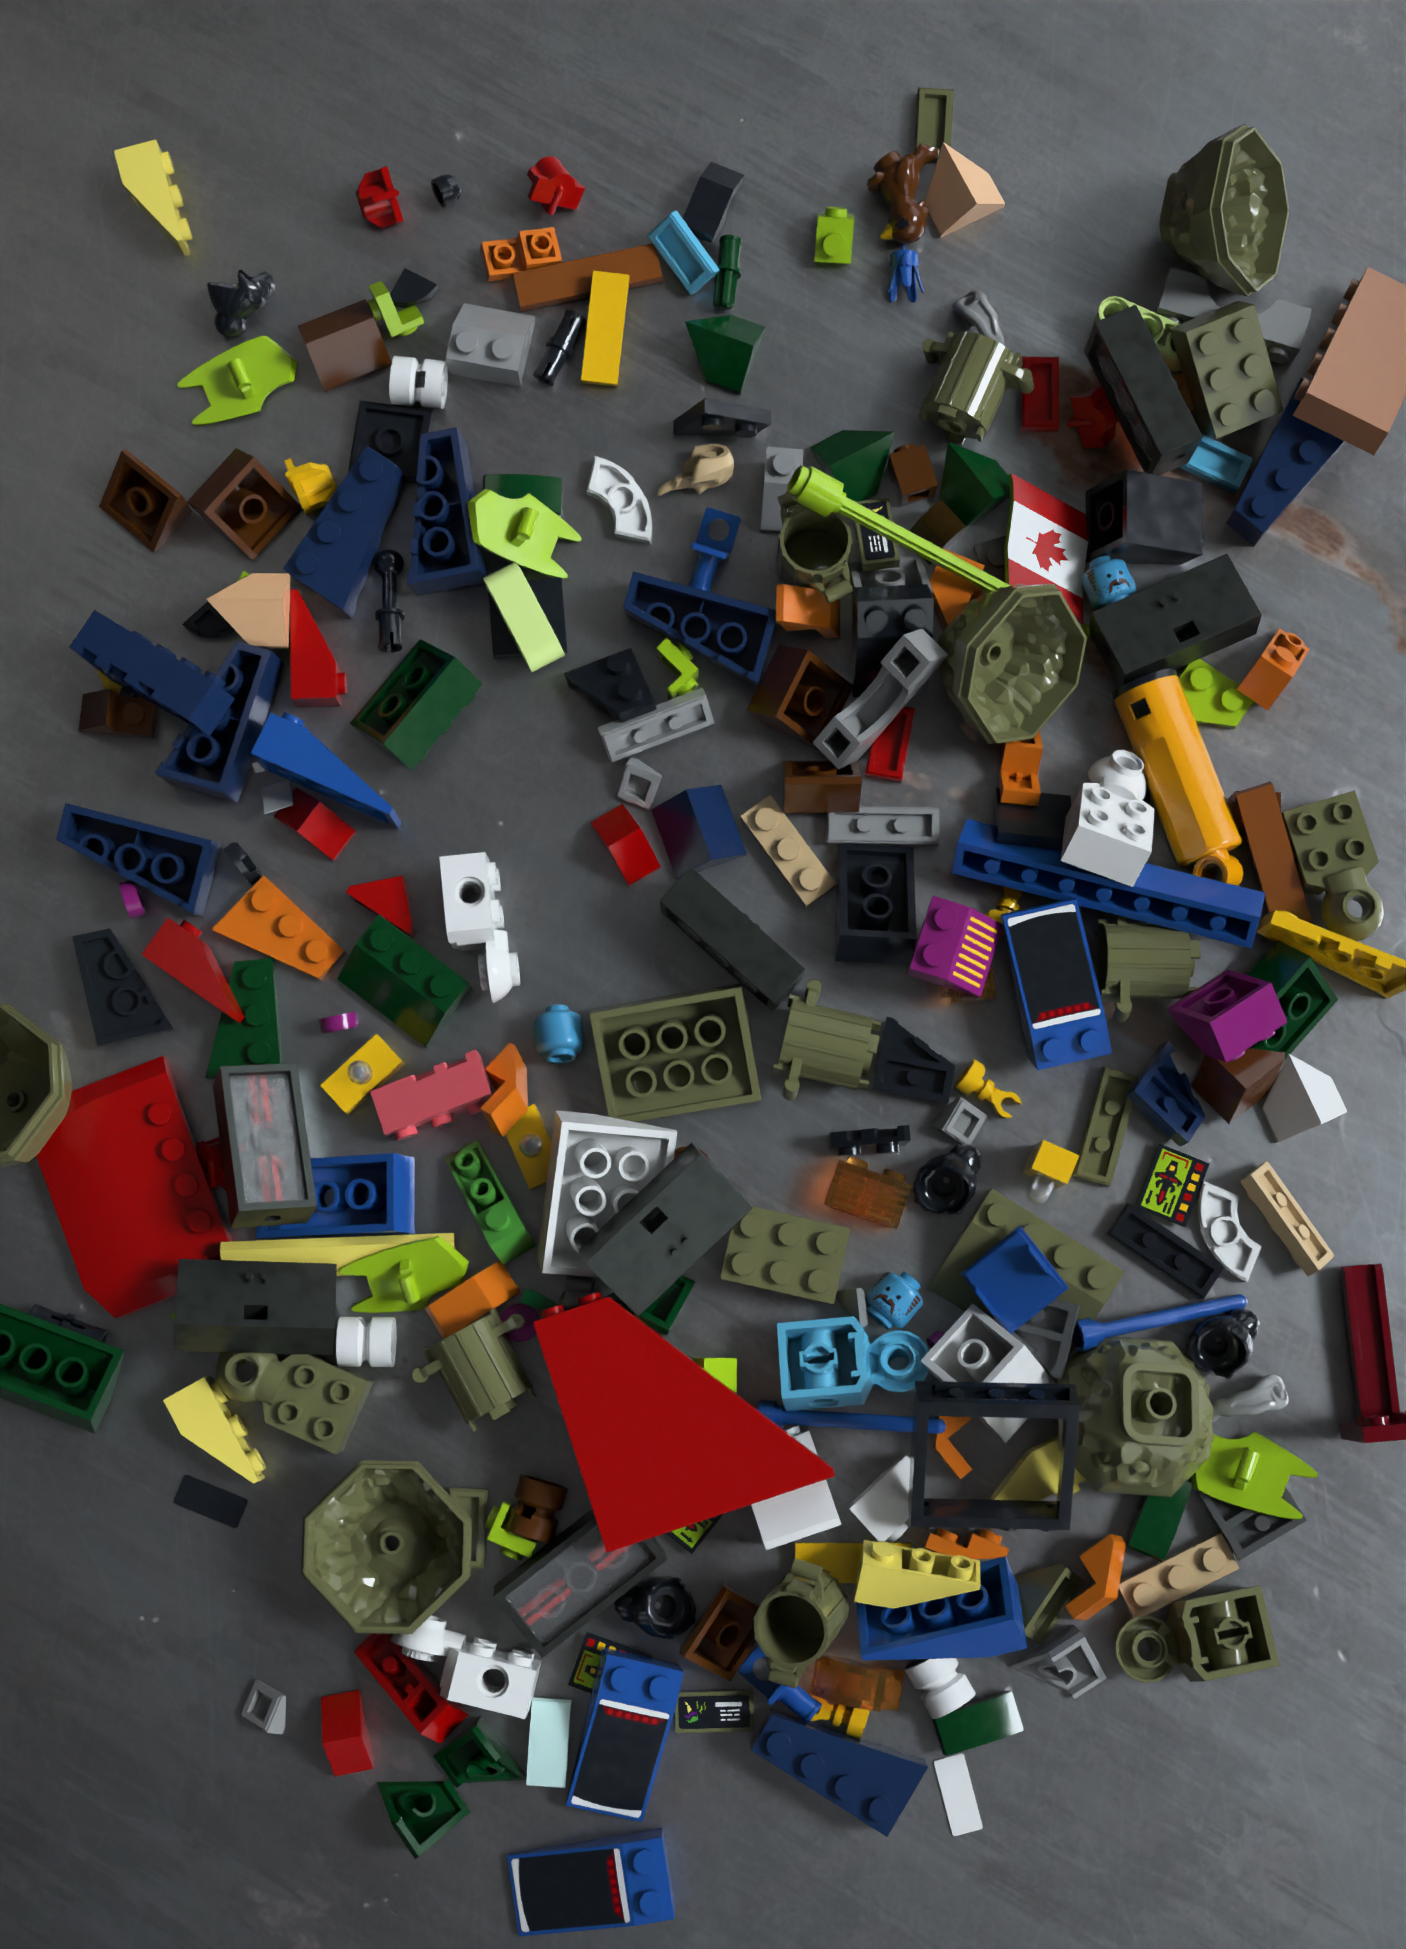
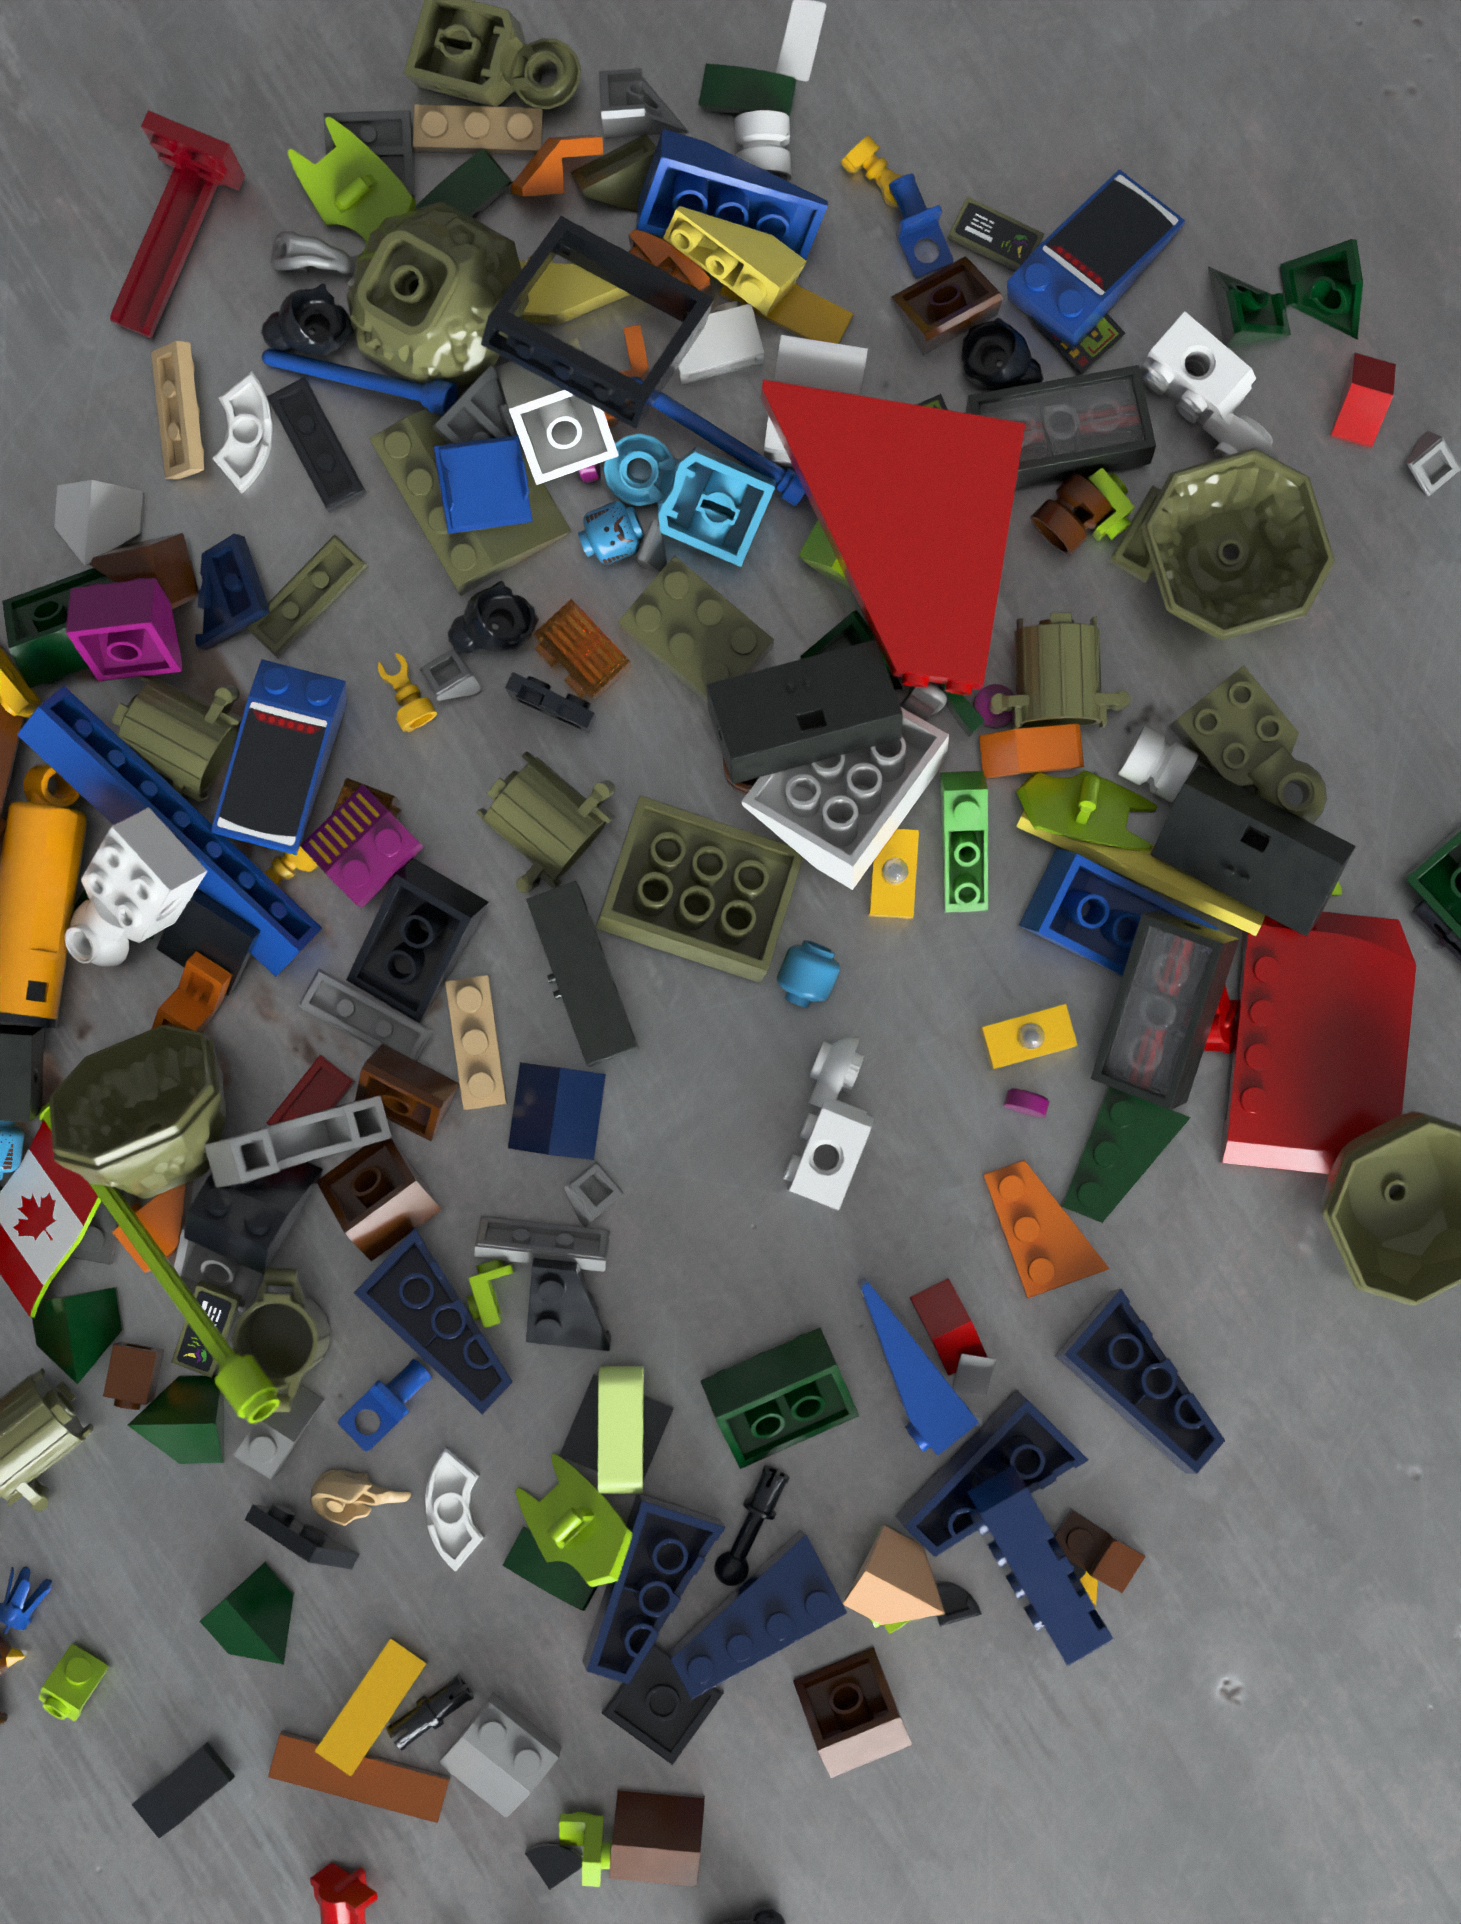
camera: 155 degrees left, 5 degrees up
(115, 993) = (1239, 1254): black wing -> none
(132, 899) = (1175, 1341): magenta tile -> none
(143, 502) = (958, 1769): reddish brown slope -> none
(192, 963) = (1146, 1239): red slope -> none
(206, 1421) = (1355, 765): light yellow slope -> none
(210, 1501) = (1389, 691): black sticker -> none
(240, 379) = (786, 1857): lime shield -> none
(243, 862) = (1042, 1321): black tile -> none
(311, 484) = (770, 1696): yellow piece -> none
(314, 671) = (866, 1492): red slope -> none
(389, 899) = (913, 1202): red slope -> none
(403, 981) = (939, 1111): dark green slope -> none
(405, 382) = (613, 1757): white wheel -> none
(410, 1687) = (1280, 404): red slope -> none
(433, 1096) = (967, 974): coral wedge -> none
(511, 1095) = (881, 953): orange slope -> none
(528, 251) = (417, 1841): orange slope -> none
(548, 1742) = (1171, 287): light aqua slope -> none
(592, 1884) = (1196, 135): slope -> none
(626, 844) = (638, 1137): red slope -> none
(683, 252) = (243, 1747): medium azure tile -> none
(729, 272) = (208, 1703): dark green axle -> none
(799, 1621) = (869, 268): olive container -> none
(806, 609) = (324, 1281): orange slope -> none
(850, 1772) = (892, 105): dark blue wedge -> none
(857, 1683) = (847, 186): clear orange brick -> none
(911, 1067) = (469, 755): black wing -> none
(939, 526) = (140, 1300): dark brown brick -> none
(1049, 1168) = (388, 579): yellow piece -> none
(1172, 1185) = (272, 503): piece -> none

